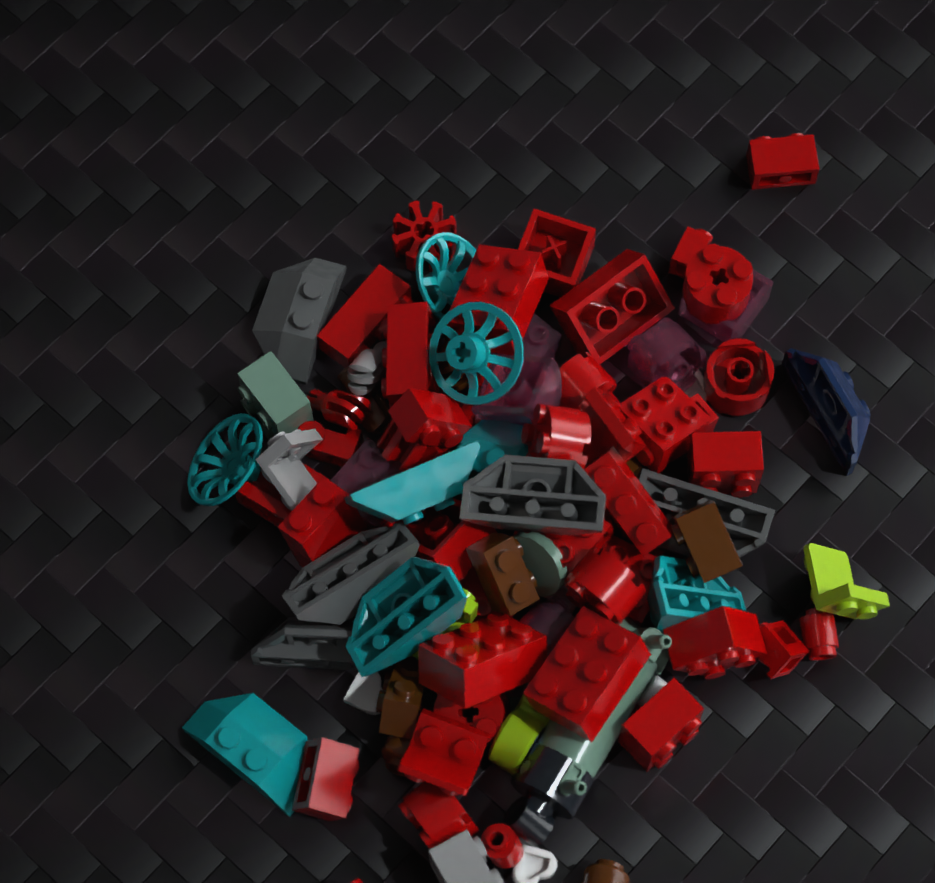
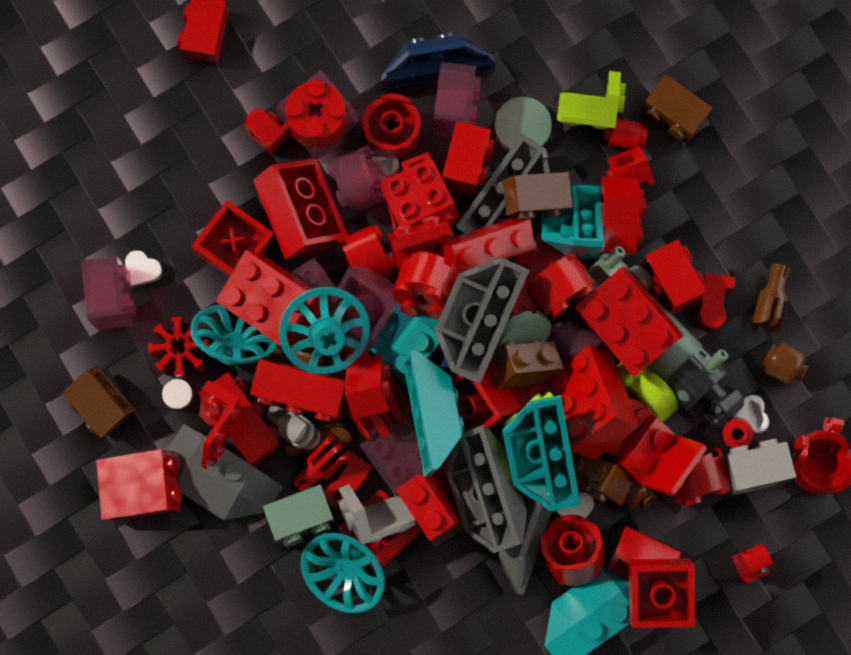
camera: 75 degrees left, 10 degrees up
(265, 235) = (138, 485): none -> brick
(286, 792) = (661, 593): none -> red brick
(314, 695) = (573, 550): none -> red brick
(341, 286) = (220, 410): none -> red bracket
(342, 173) = (98, 402): none -> reddish brown brick
(375, 250) = (177, 394): none -> white tile
(459, 146) = (107, 293): none -> clear pink brick
(499, 178) = (142, 269): none -> white tile
(653, 783) = (711, 310): none -> red leg
(674, 853) = (772, 300): none -> reddish brown arm
(792, 432) = (455, 94): none -> clear pink brick
(796, 520) = (522, 116): none -> sand green tile
(868, 681) = (676, 109): none -> reddish brown brick

